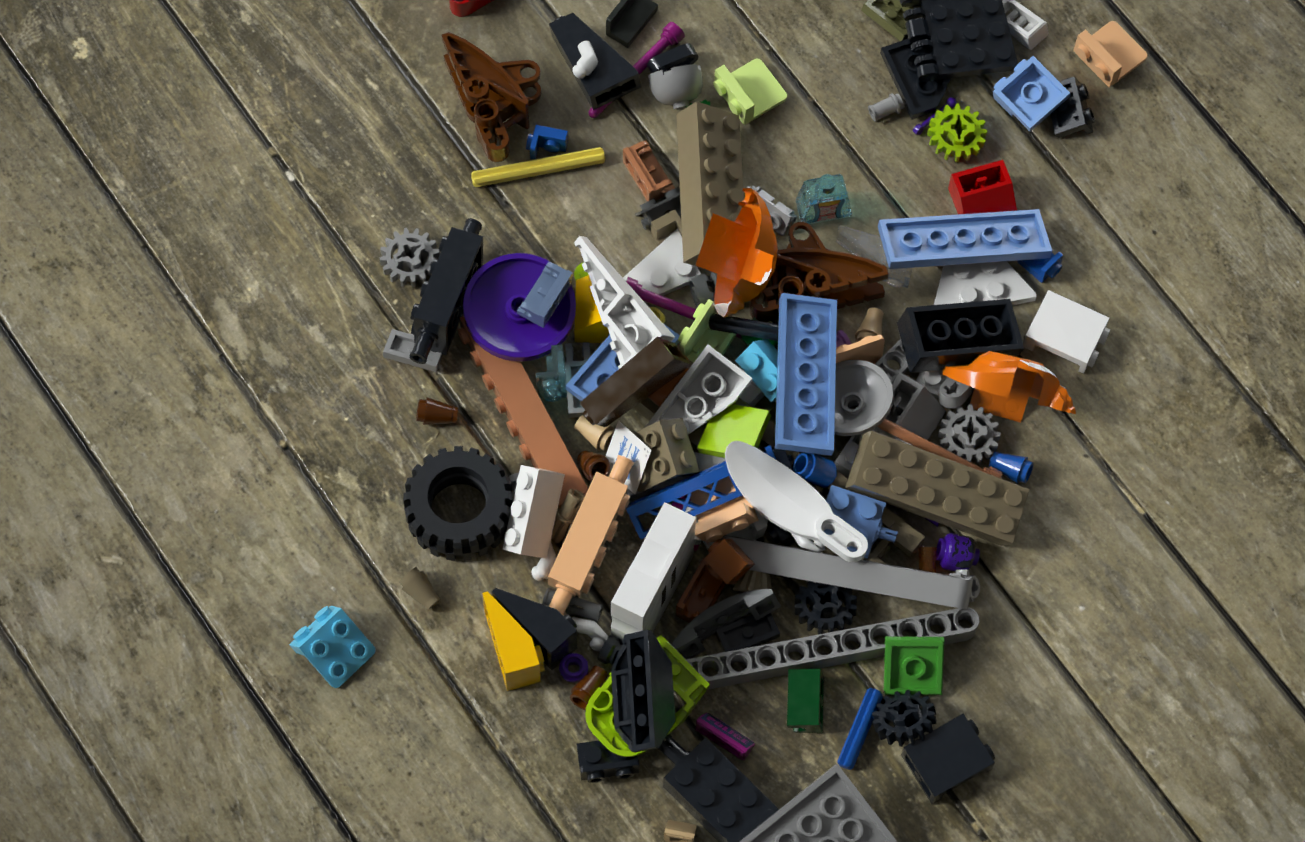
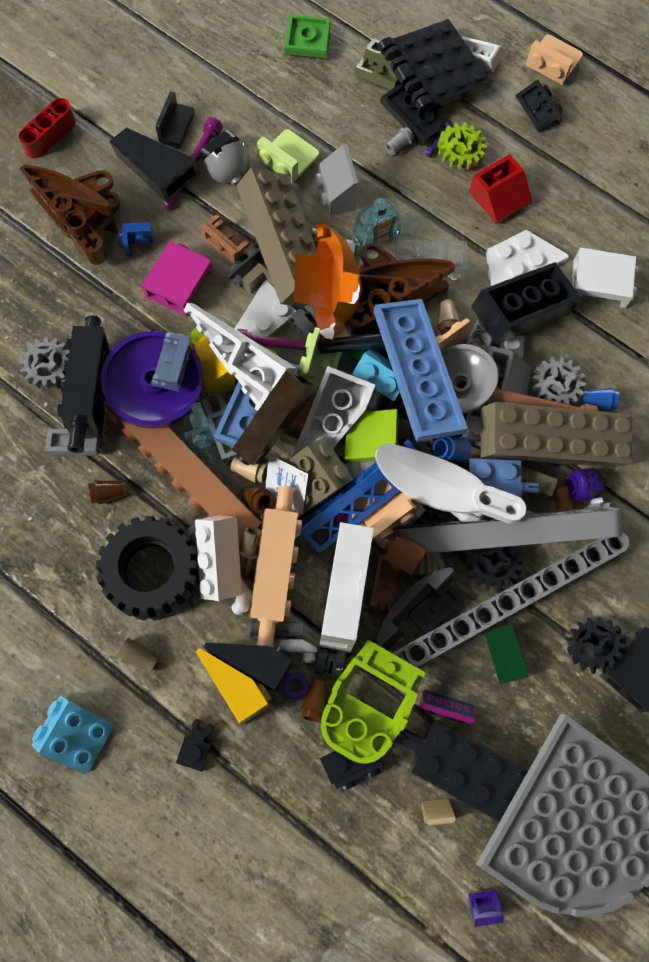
camera: 20 degrees left, 5 degrees up
(452, 698) = (195, 750): none -> black plate
(538, 167) = (131, 261): light yellow axle -> none
(579, 199) = (176, 277): none -> dark pink panel
(587, 62) = (149, 162): white arm -> none
(642, 692) = (371, 705): black wedge -> none
(794, 139) = (338, 181): none -> light grey slope
(859, 729) = (559, 665): blue axle -> none
(913, 665) = (587, 594): bright green plate -> none
(954, 393) = (539, 346): light grey beam -> none
(964, 239) = (500, 224): medium blue plate -> none
(1007, 382) = (575, 328): orange animal -> none
(1030, 93) = (508, 100): light blue plate -> none
(1043, 268) = (561, 229): blue bracket -> none

